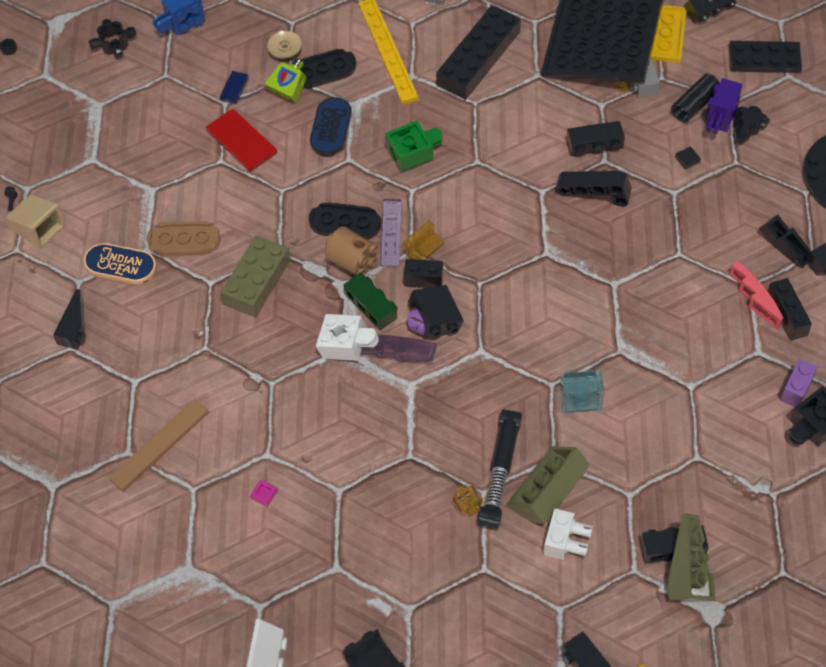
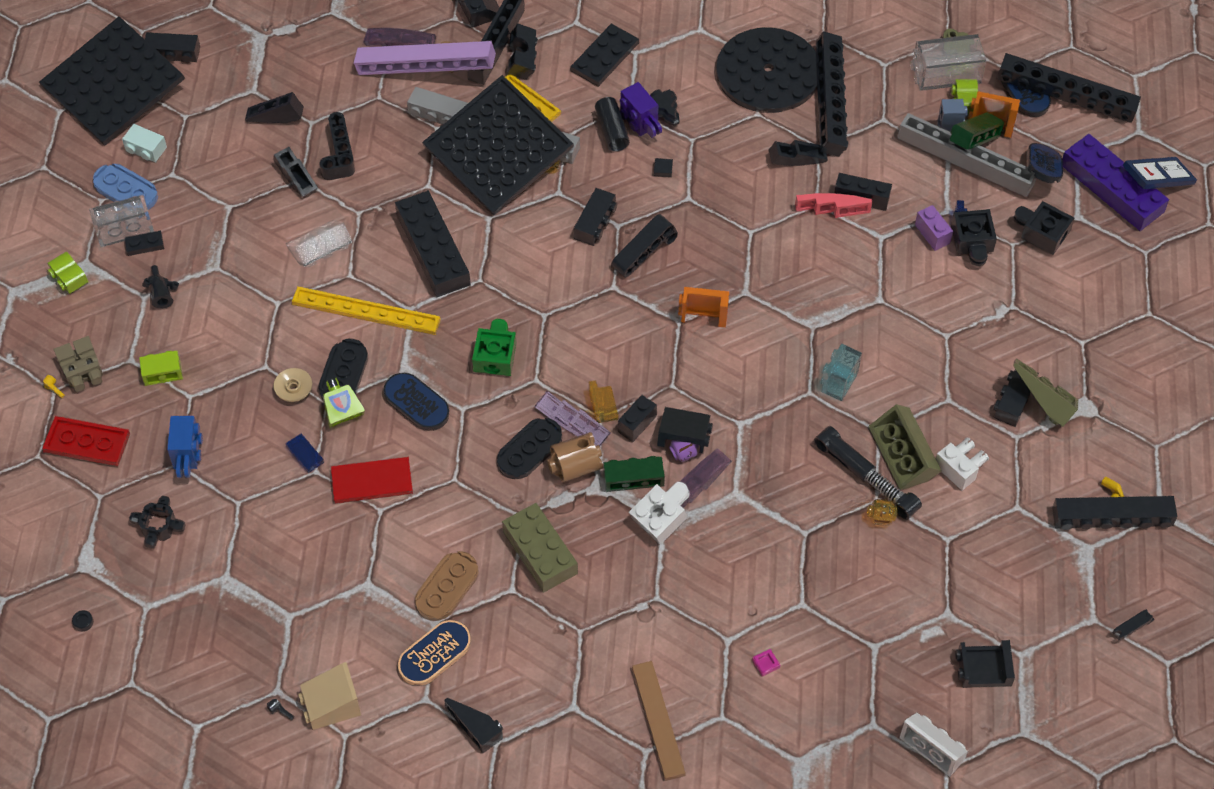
camera: 60 degrees left, 0 degrees up
(561, 244) = (704, 303): none -> orange panel

